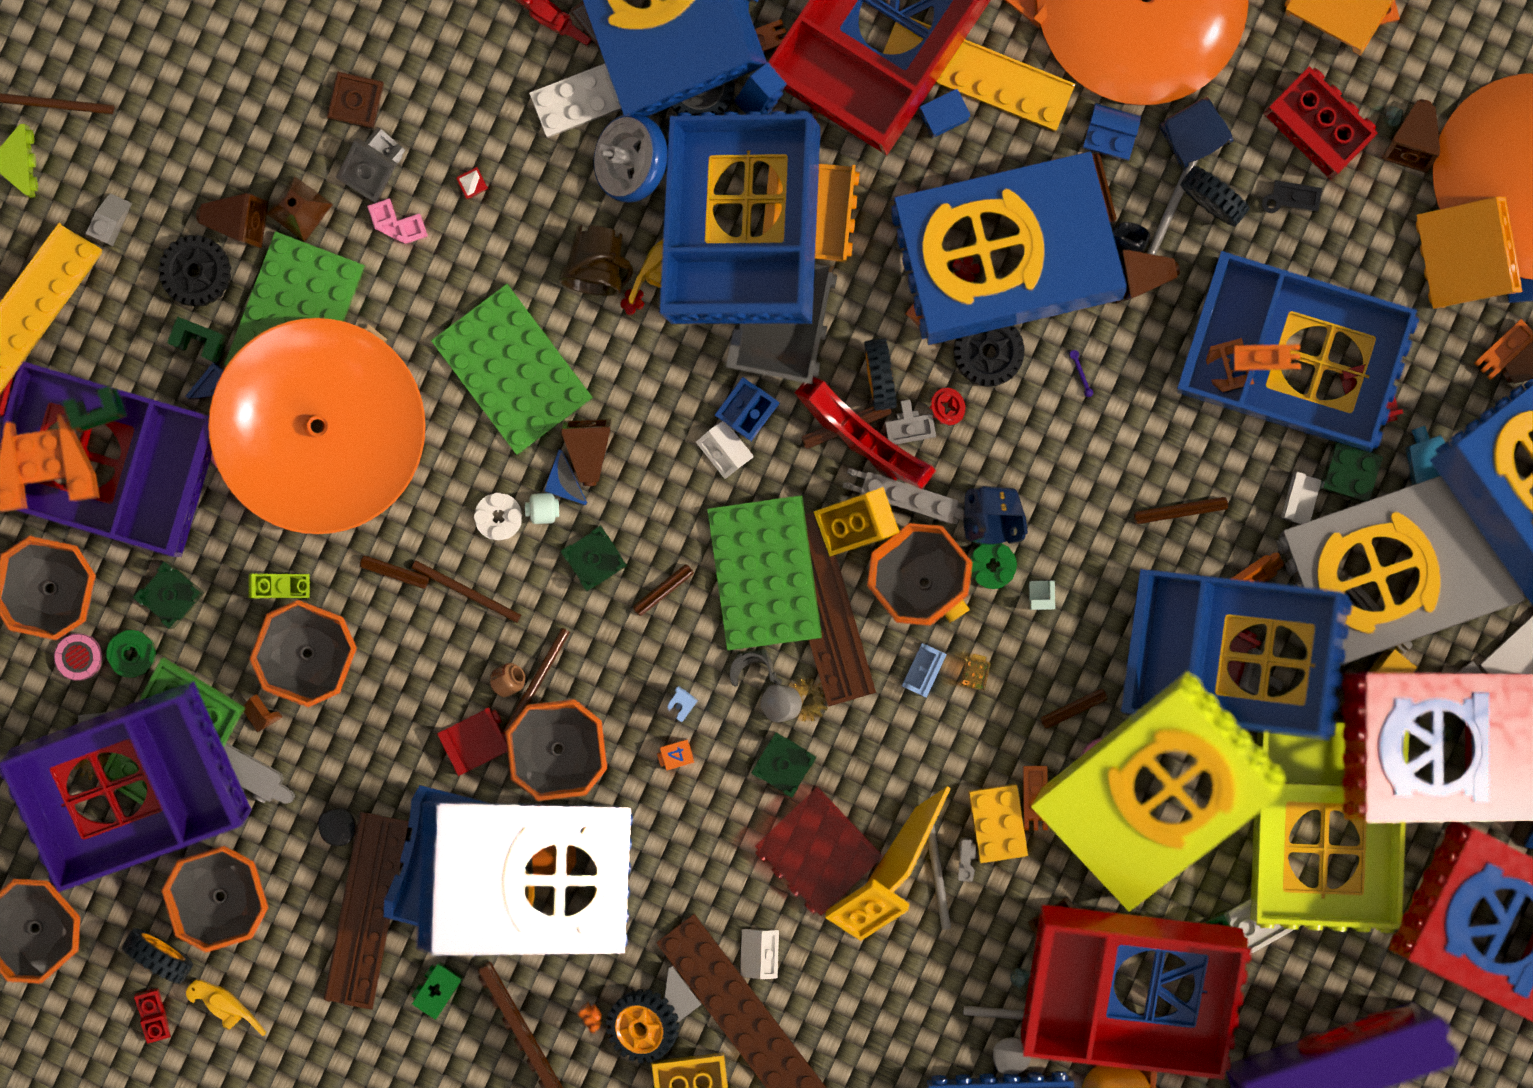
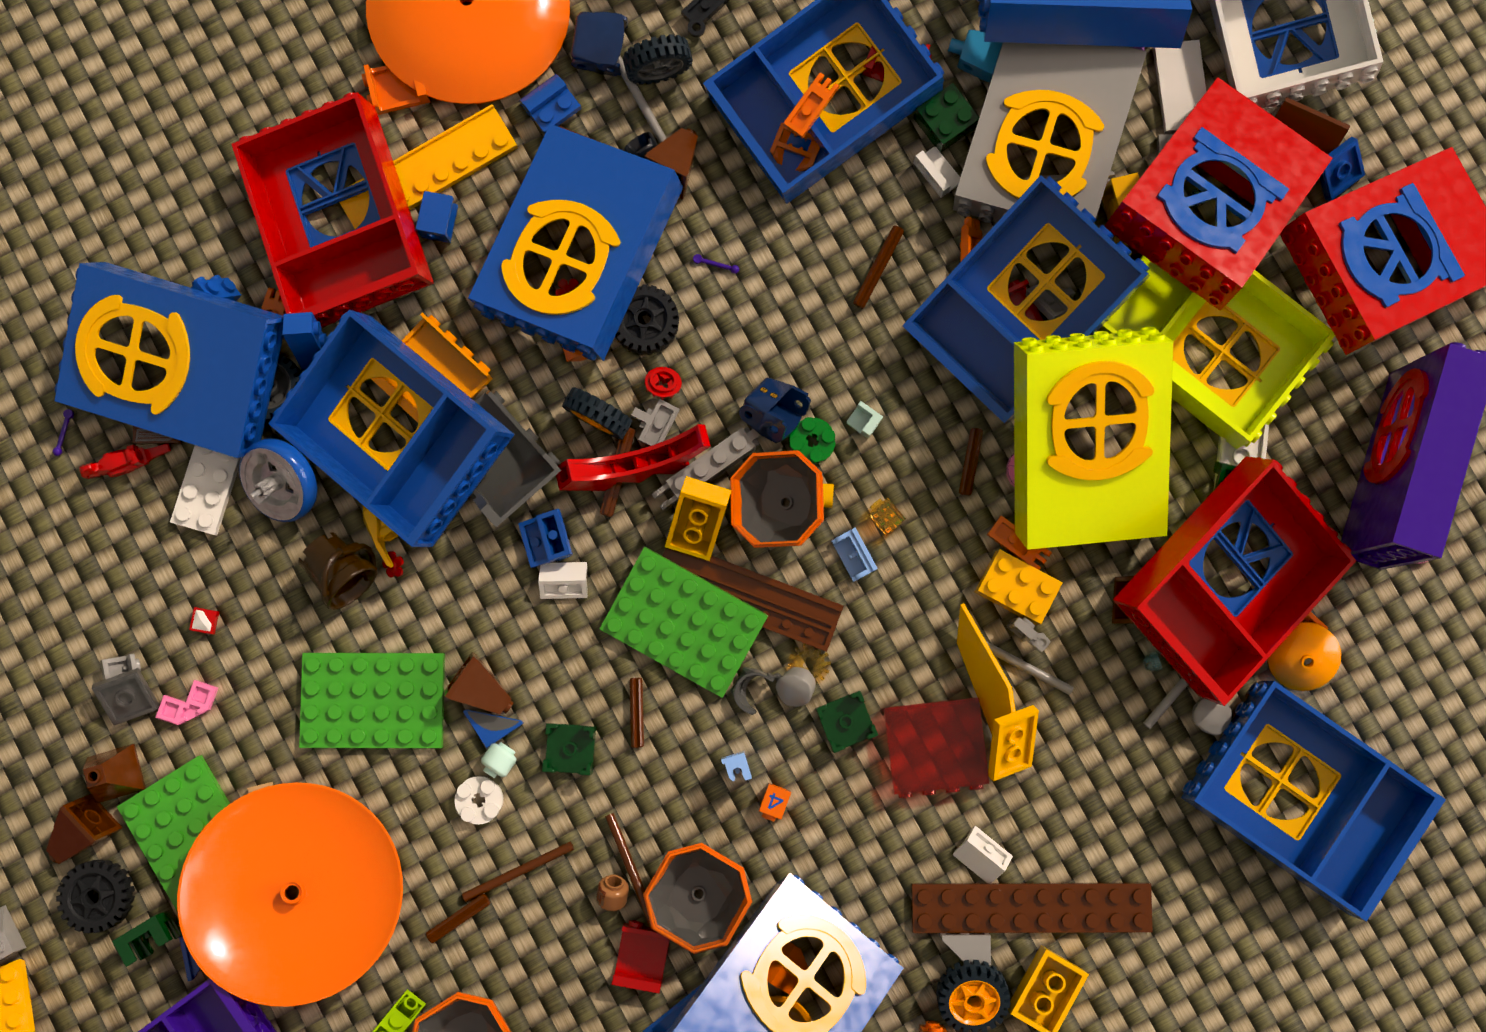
camera: 50 degrees left, 5 degrees down
(355, 100) = (67, 663): reddish brown tile -> none

